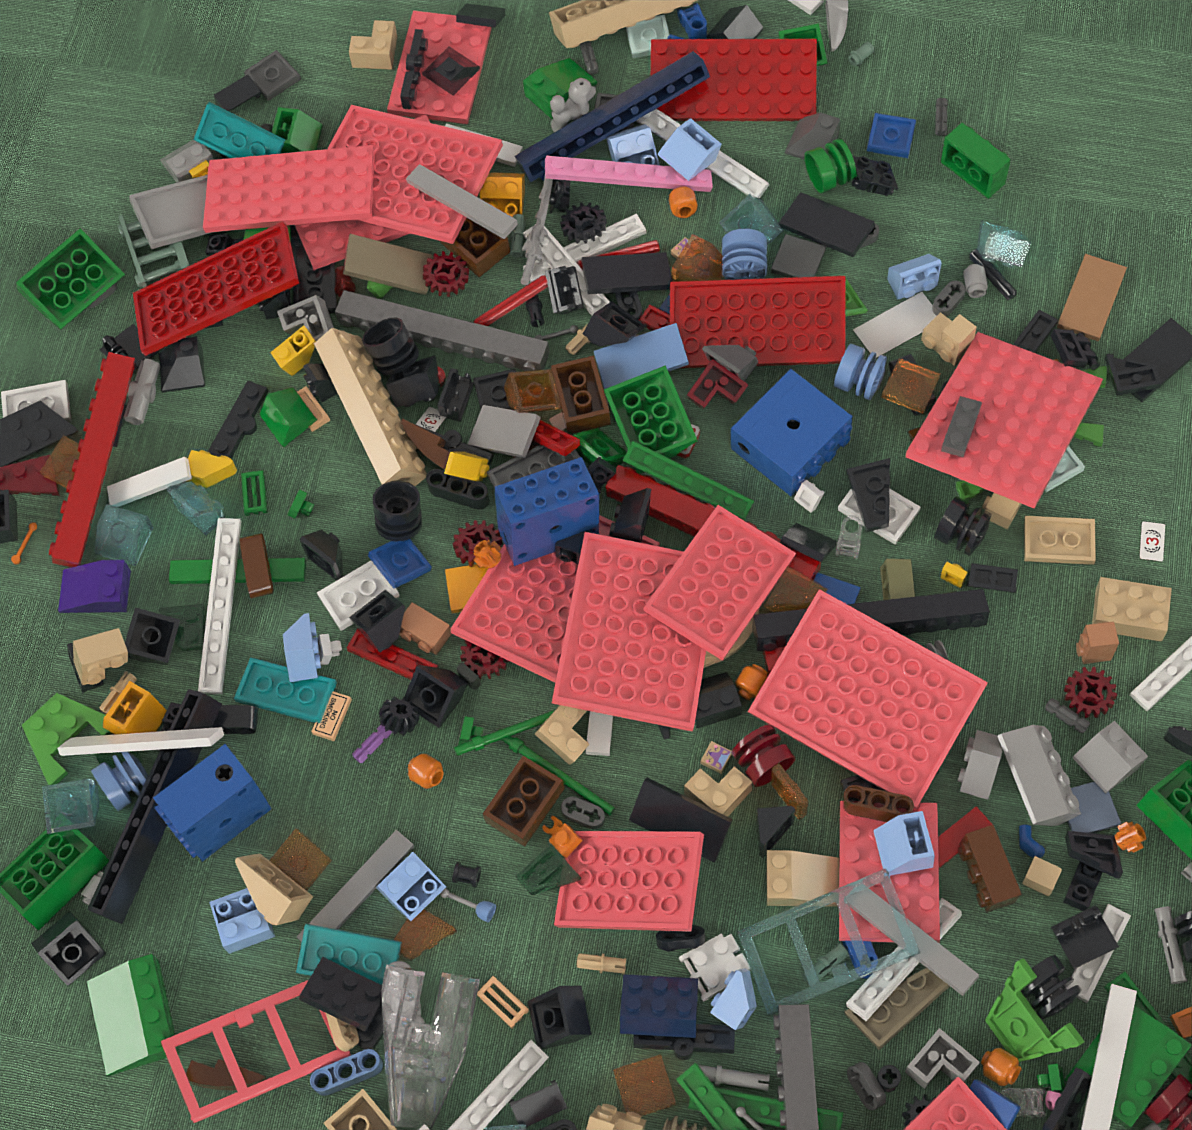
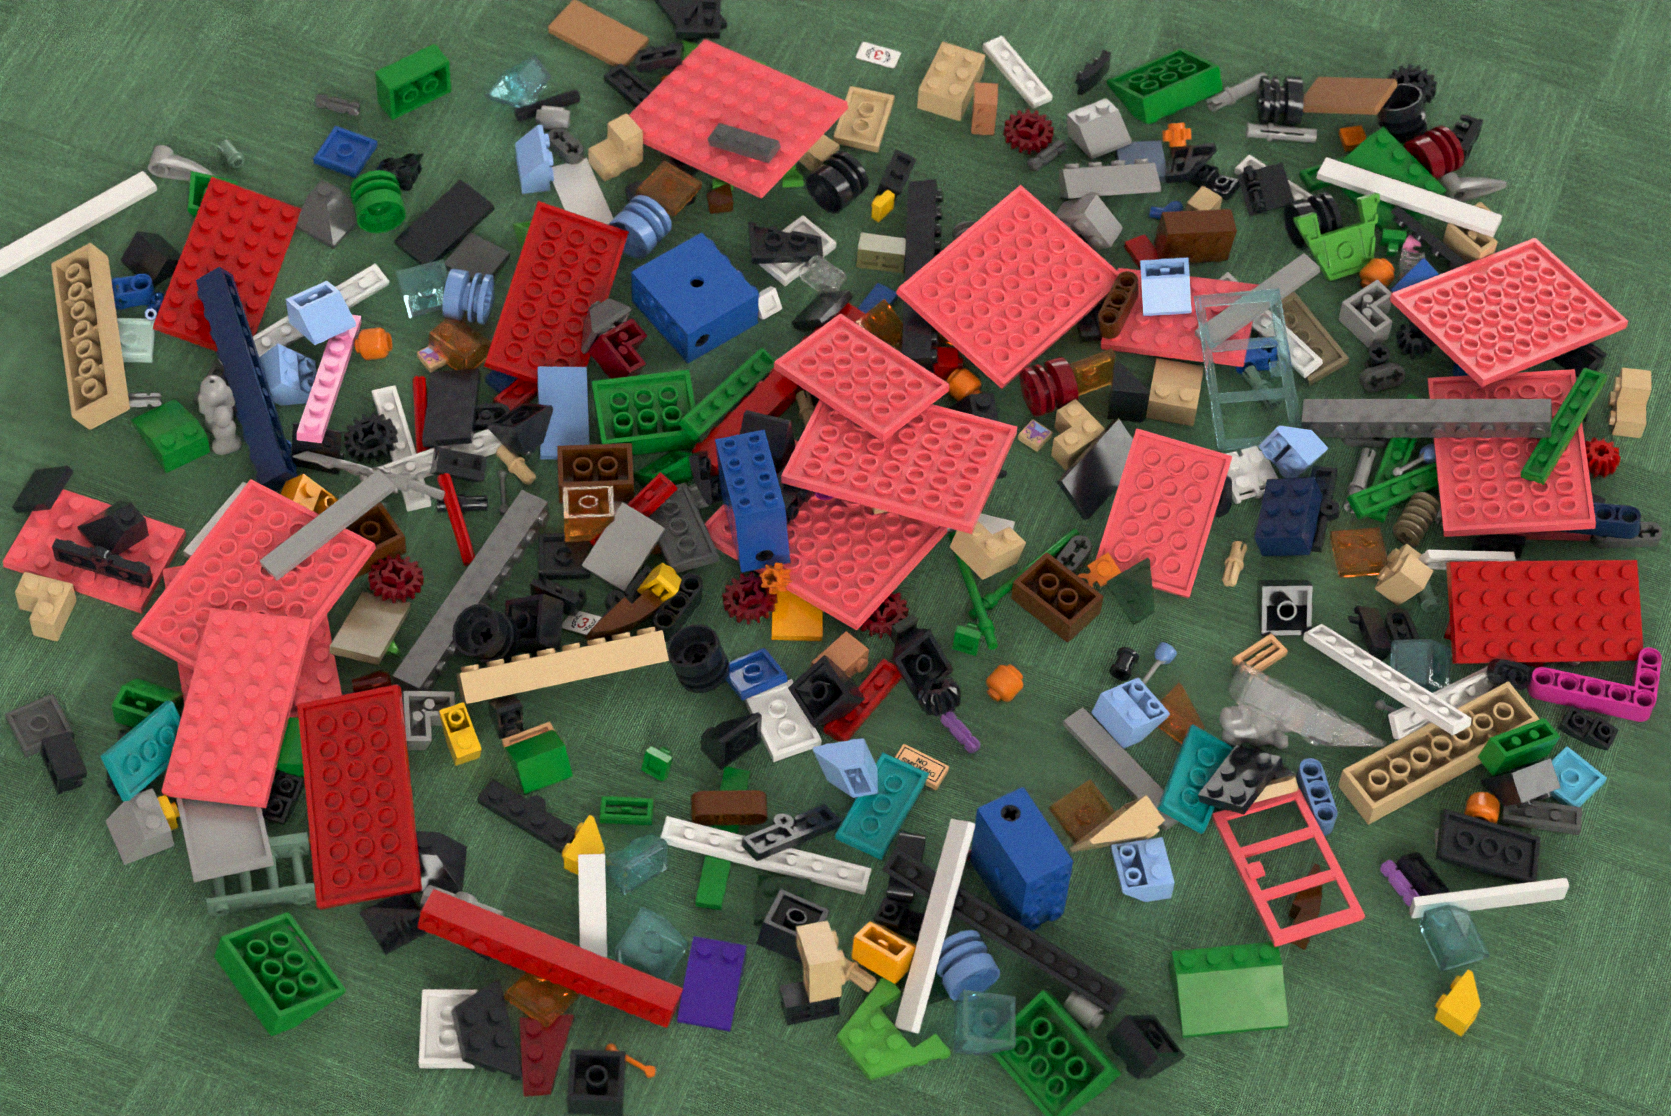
camera: 90 degrees left, 10 degrees down
(238, 617) = (789, 832): none -> black hinge

